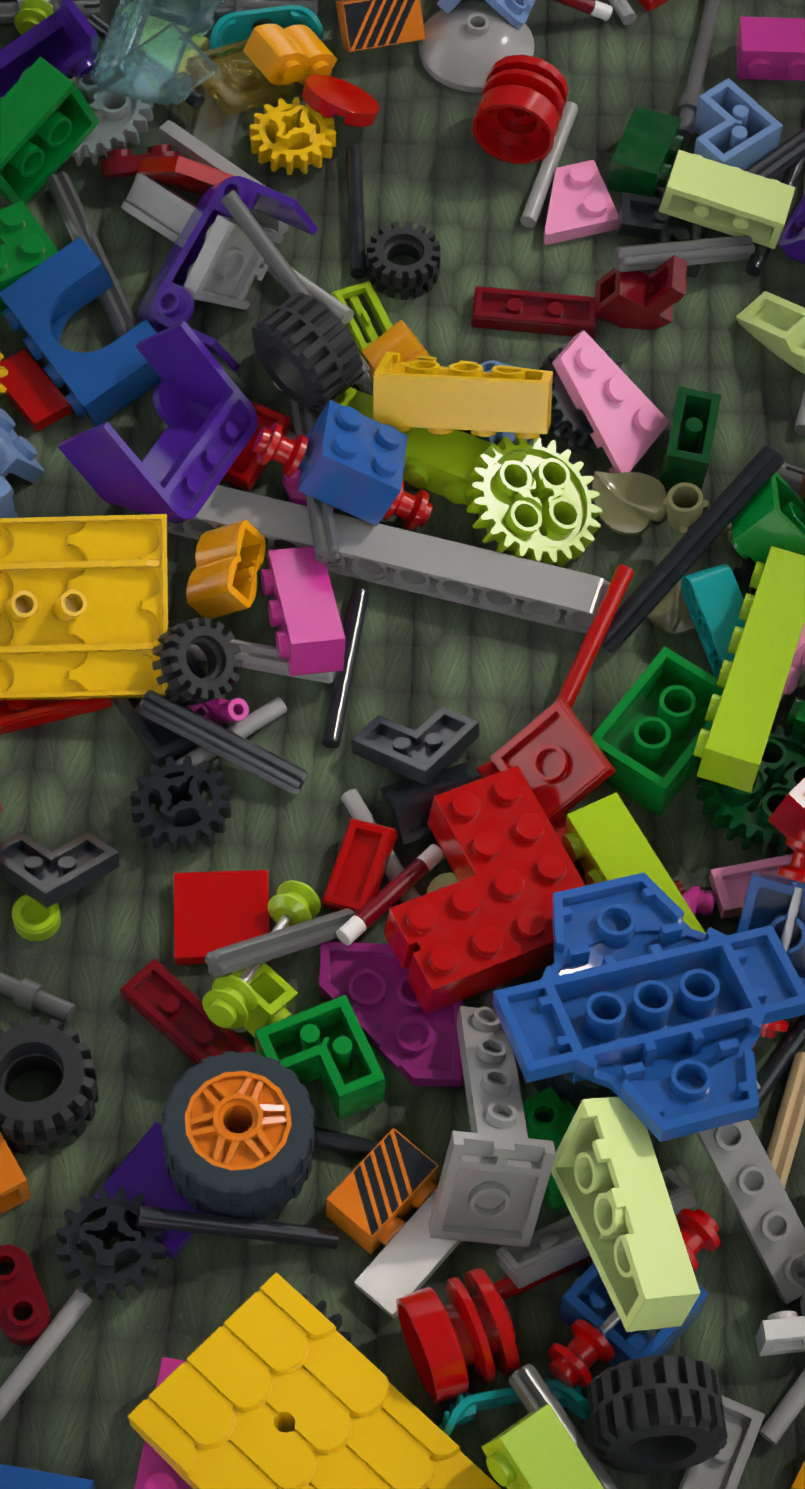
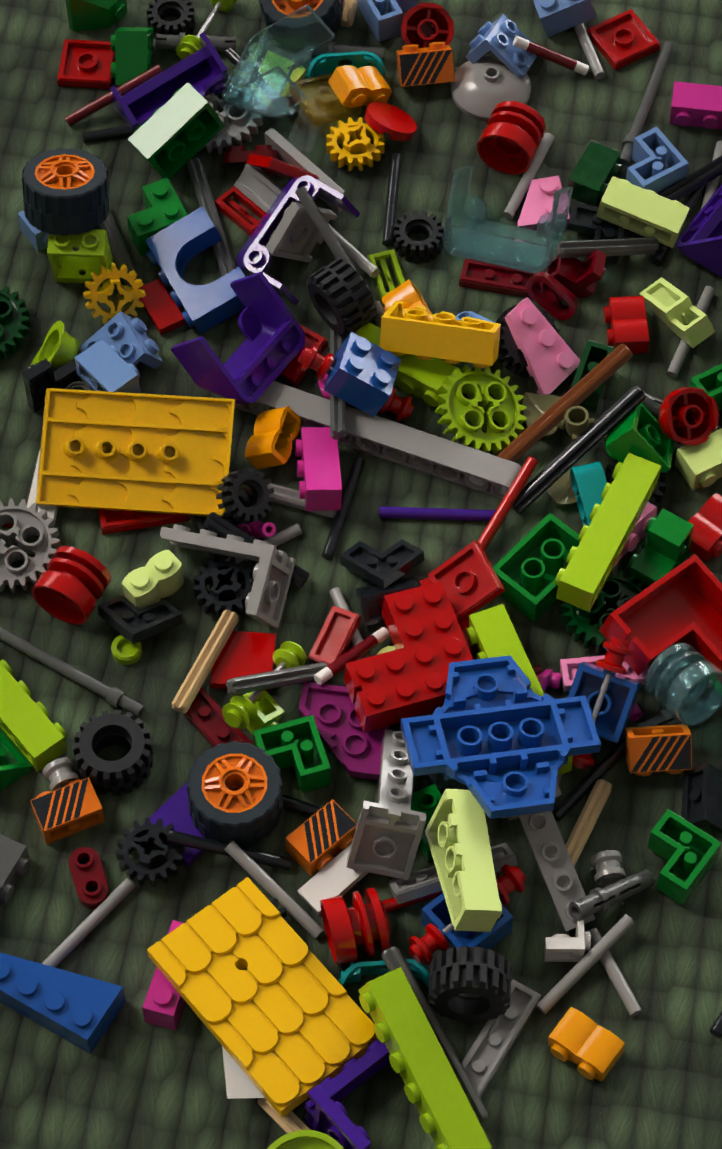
camera: 10 degrees right, 0 degrees up
(73, 803) = (154, 581): none -> yellowish green brick
(132, 247) = (235, 217): none -> red tile
(163, 925) = (205, 661): none -> tan axle
(251, 780) = (270, 574): none -> light grey bracket
(318, 1285) = (274, 889): none -> light grey bar
(487, 663) = (435, 513): none -> dark purple bar
(543, 264) = (475, 238): none -> clear light blue windscreen
(611, 330) = (551, 297): none -> dark red plate
(671, 473) = (573, 397): none -> dark orange axle
(728, 361) = (627, 323): none -> red brick

